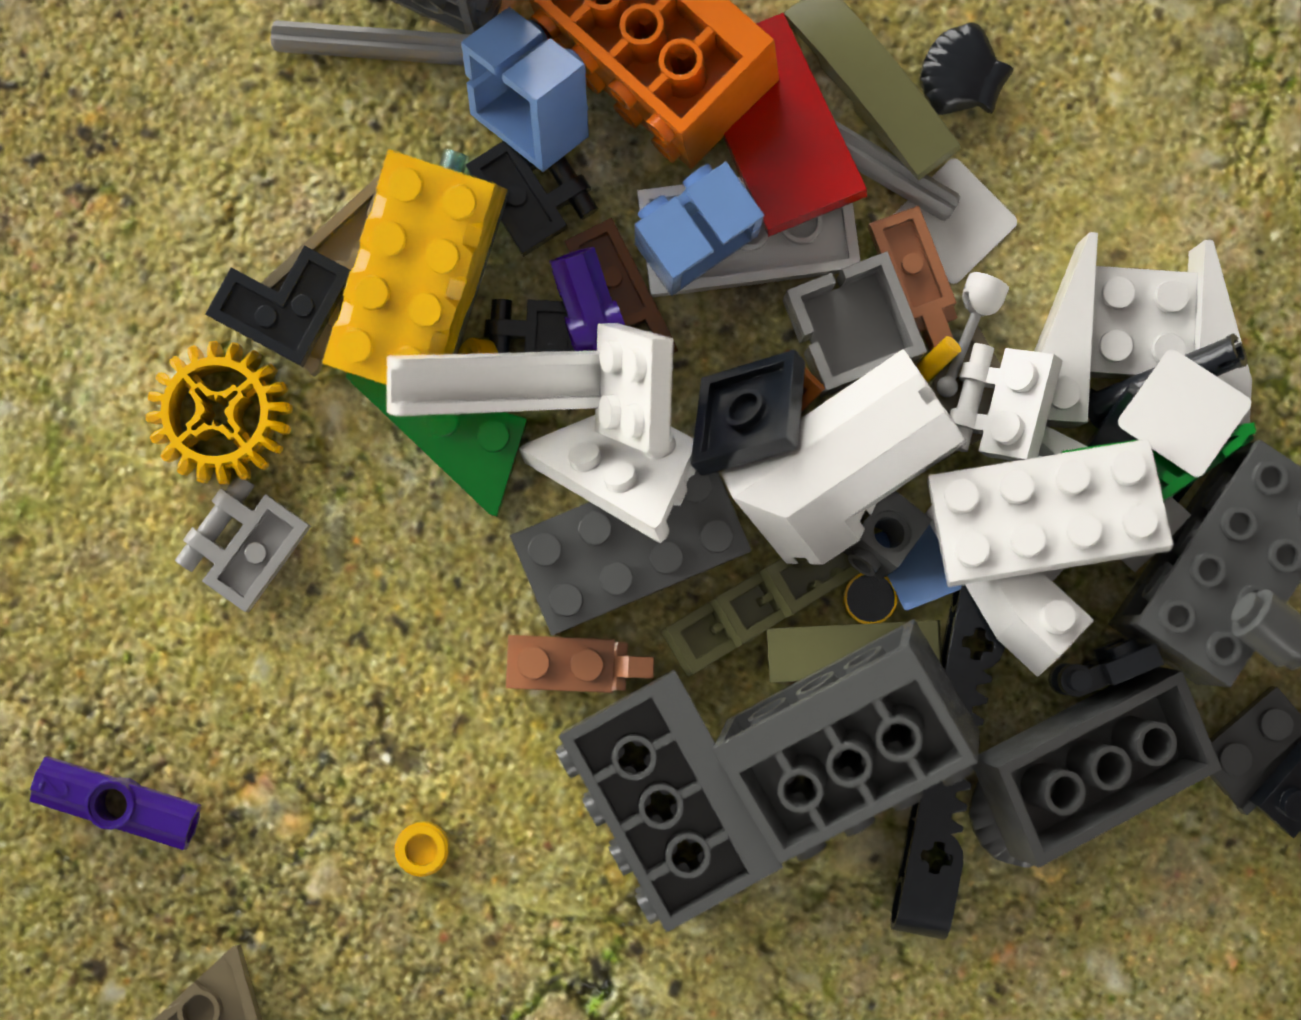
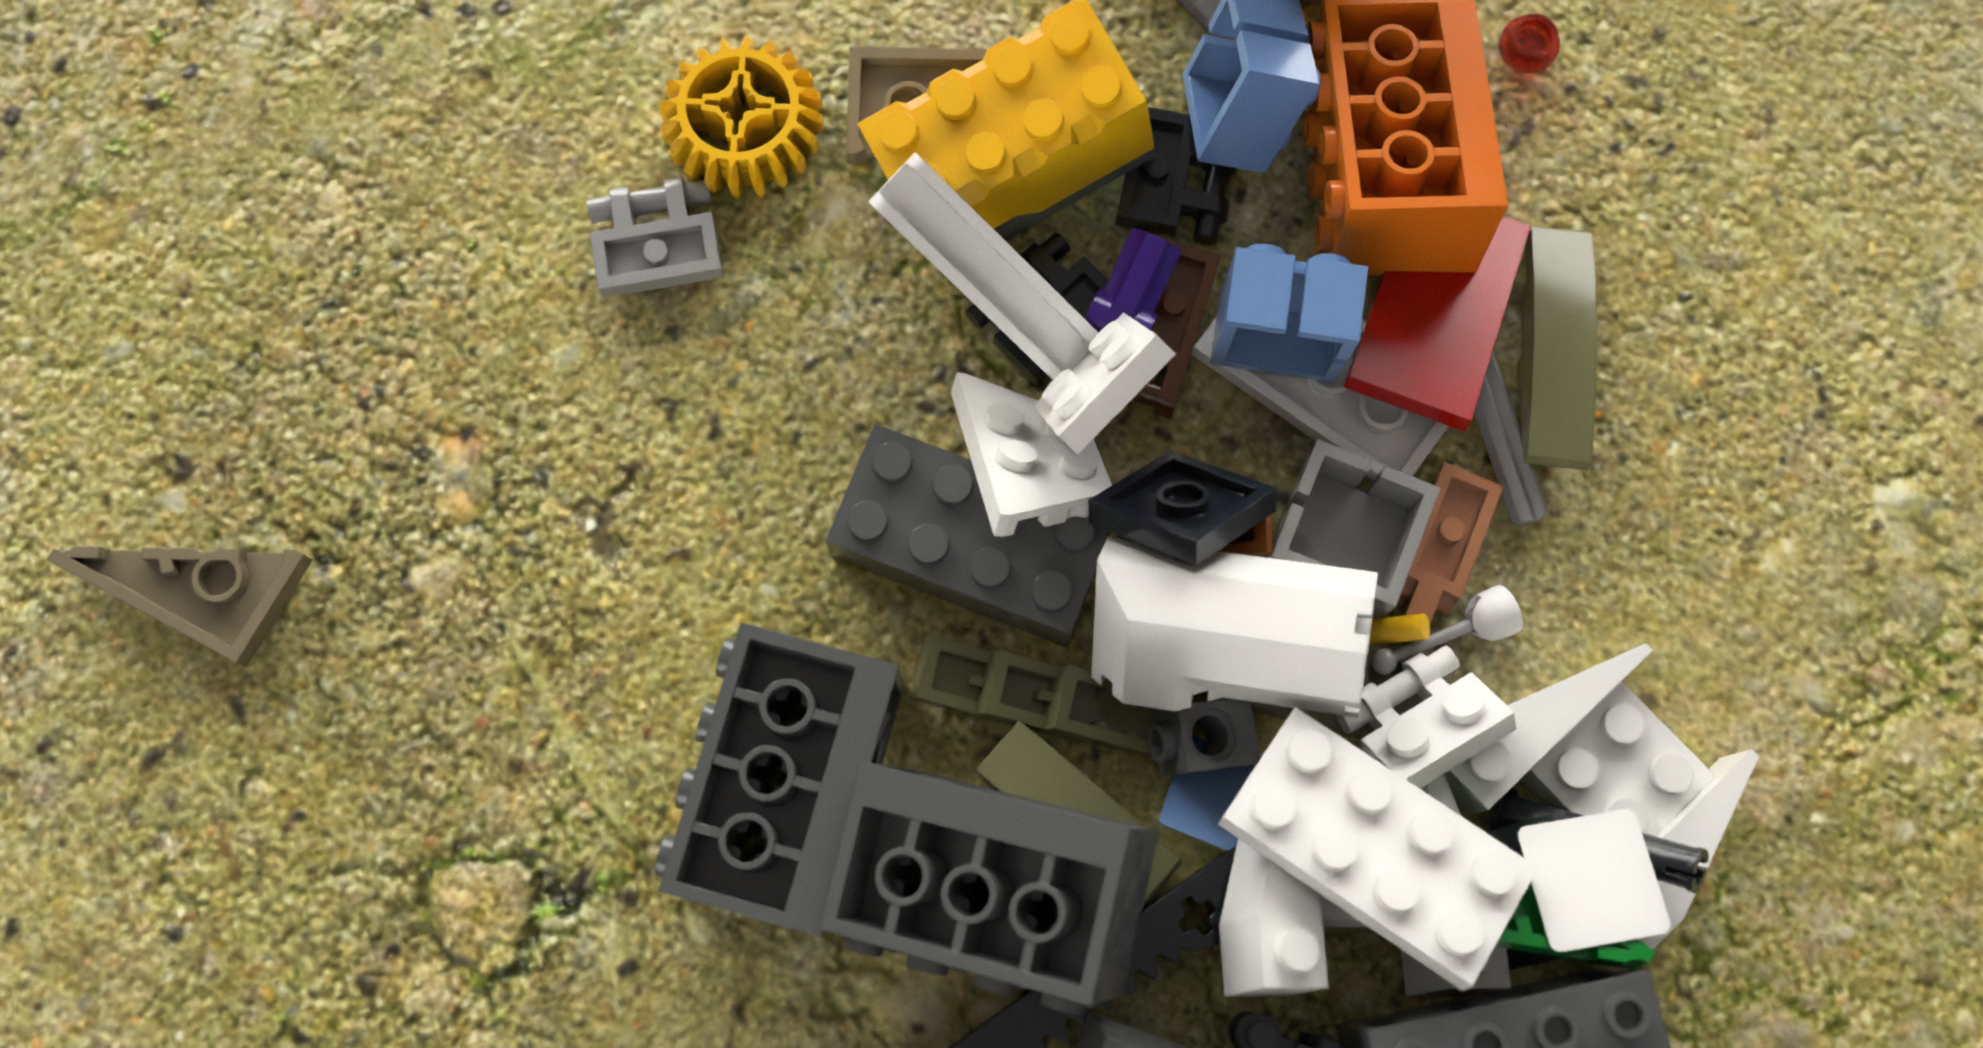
camera: 50 degrees right, 10 degrees down
(84, 793) = (352, 371): dark purple piece -> none
(287, 319) = (860, 76): black plate -> none
(422, 849) = (540, 627): yellow tile -> none
(469, 447) = (918, 321): green wing -> none
(572, 664) = (821, 592): nougat hinge -> none
(869, 599) = (1137, 785): black tile -> none
(963, 71) = (1649, 413): black animal -> none
(973, 227) = (1535, 554): white sticker -> none

